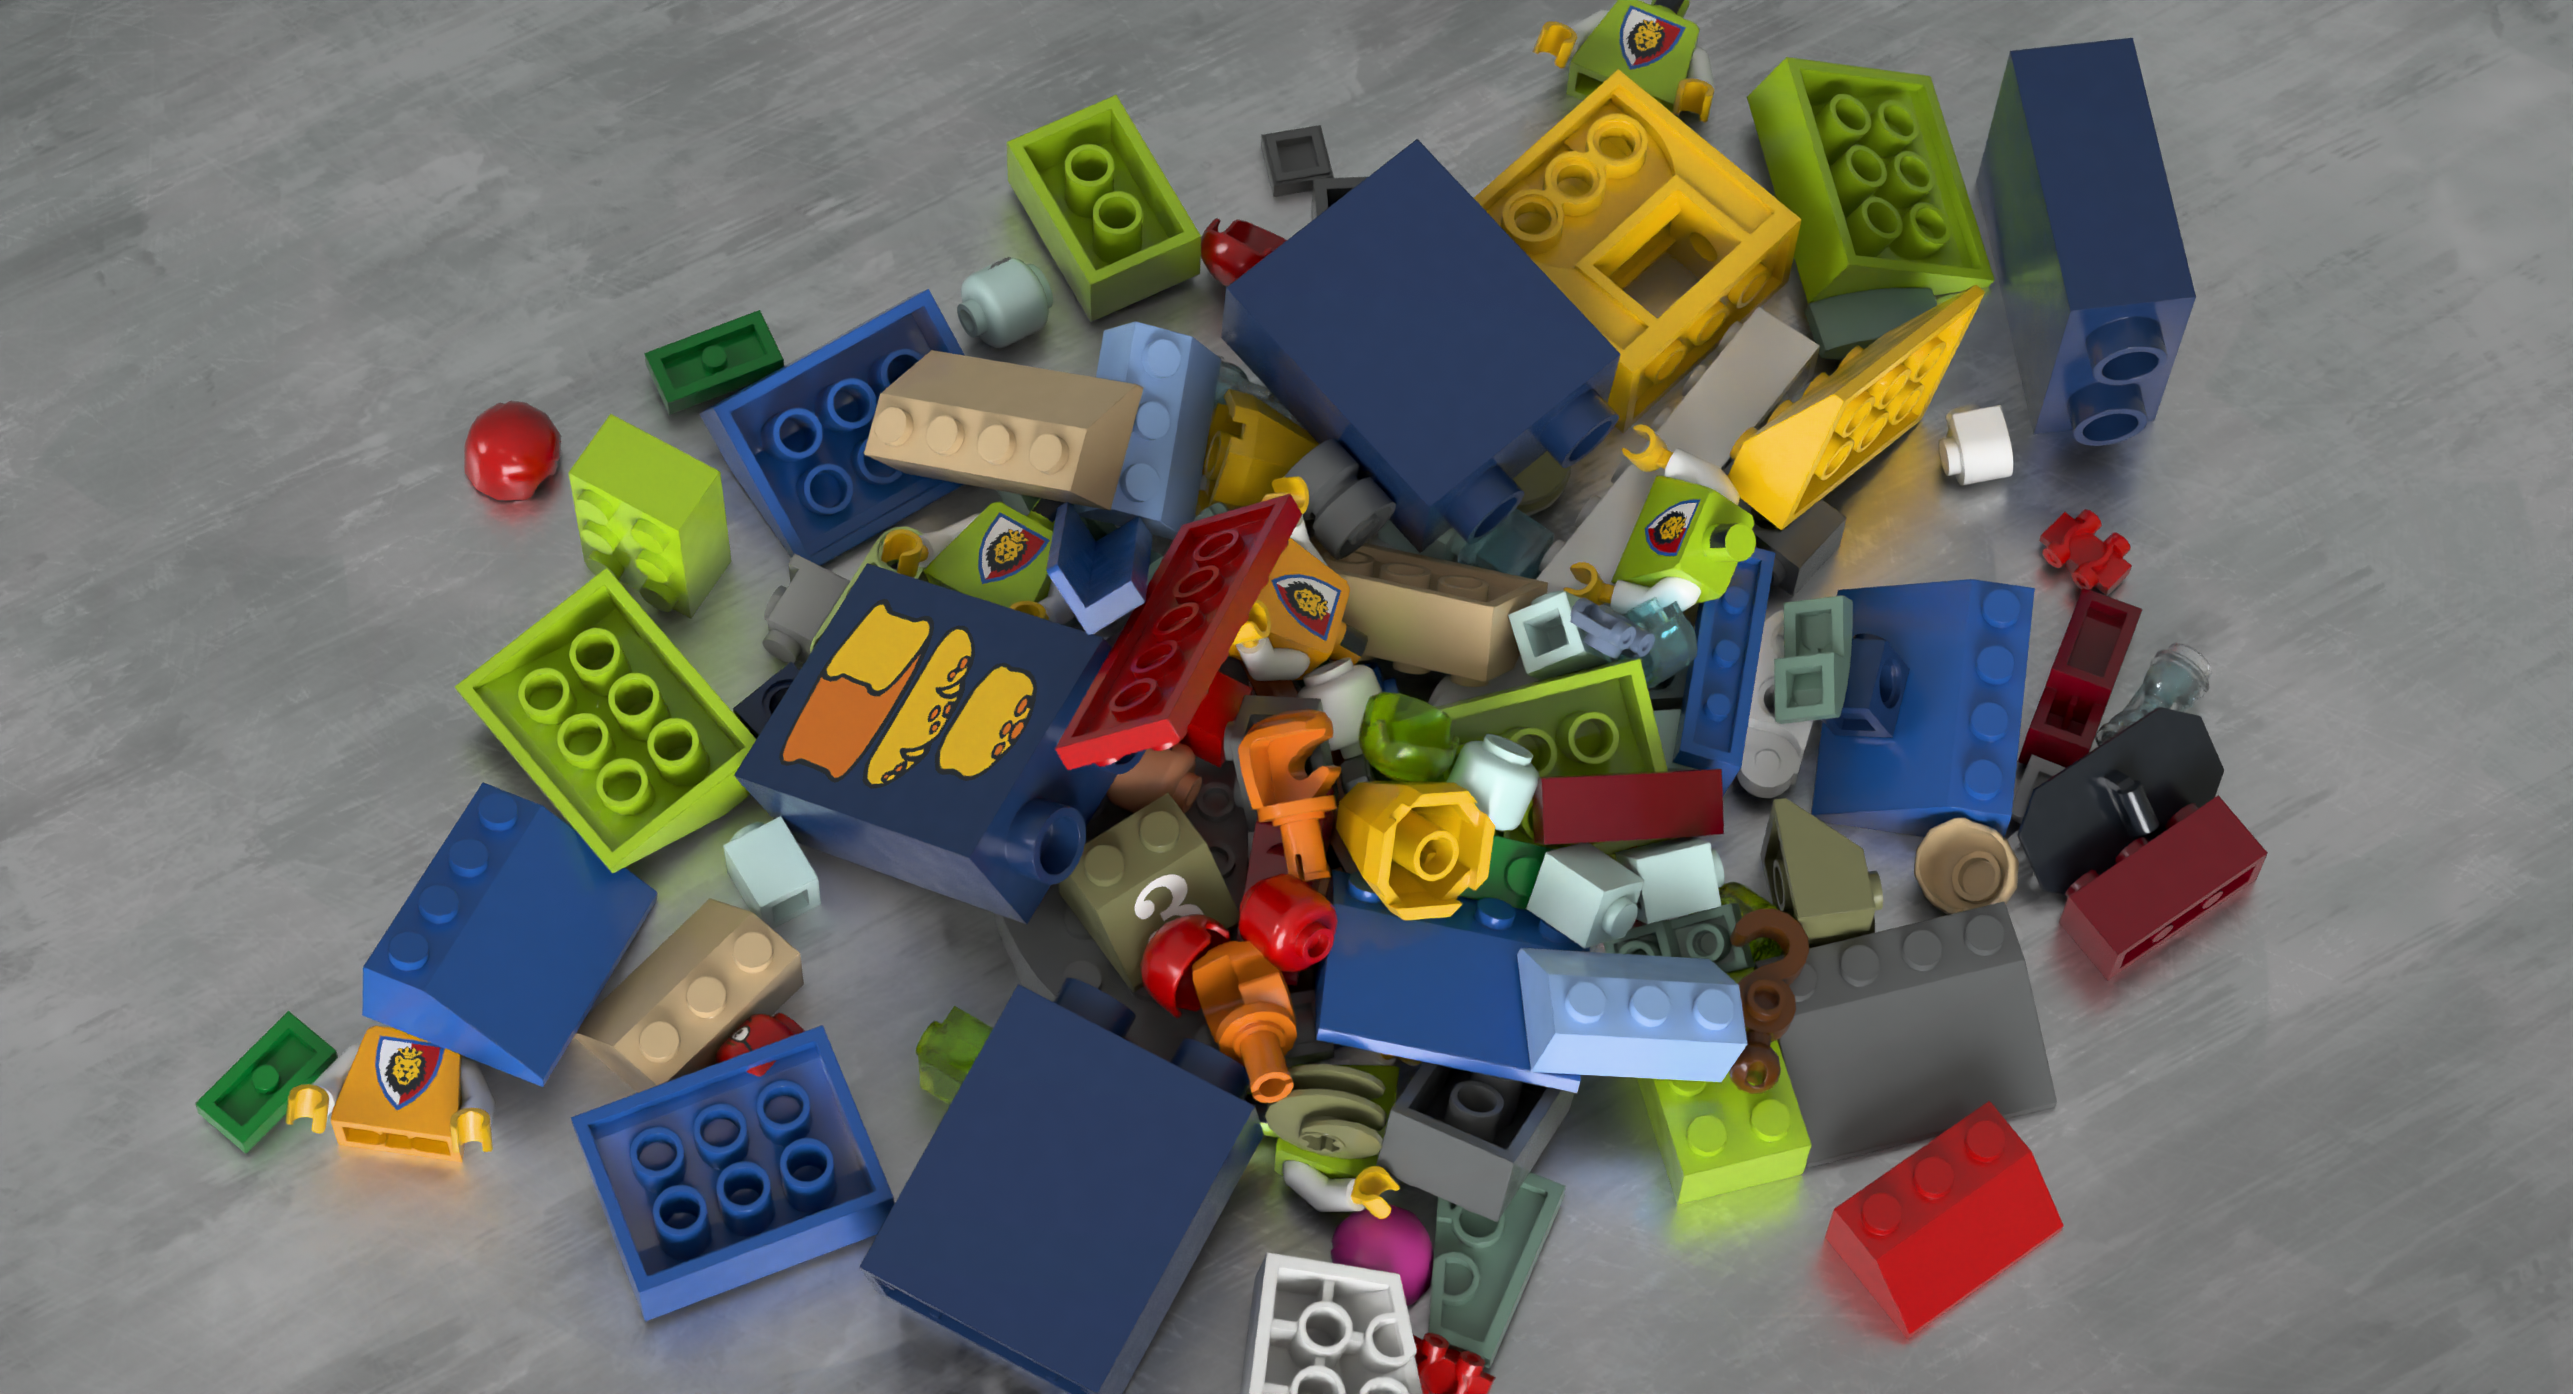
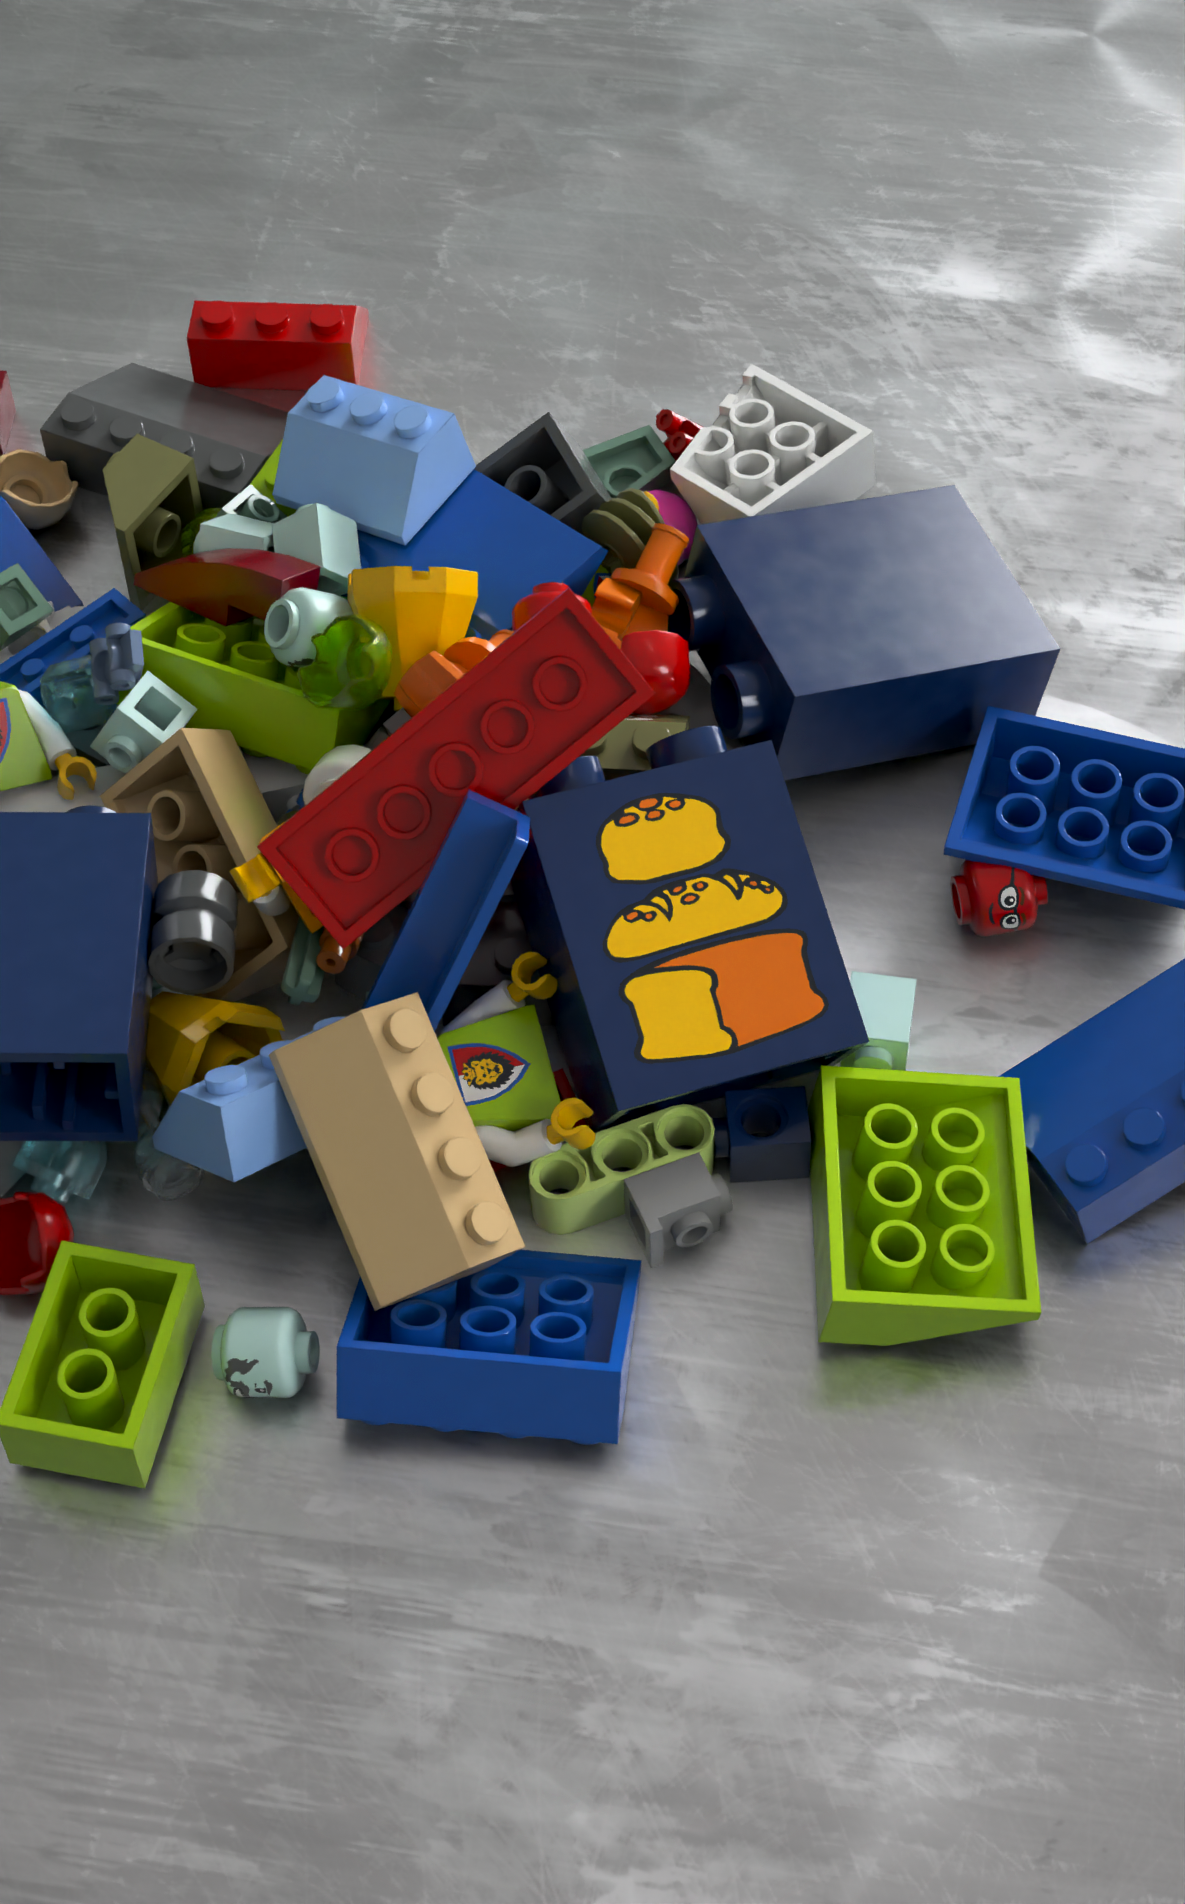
camera: 135 degrees left, 10 degrees down
(511, 450) = (809, 1546): red hair -> none
(650, 516) = (760, 1314): lime brick -> none
(692, 996) = (1015, 974): tan slope -> none
(714, 362) = (560, 1492): green plate -> none
(949, 1052) = (844, 800): clear neon green brick -> none
(1766, 996) = (258, 447): reddish brown piece -> none

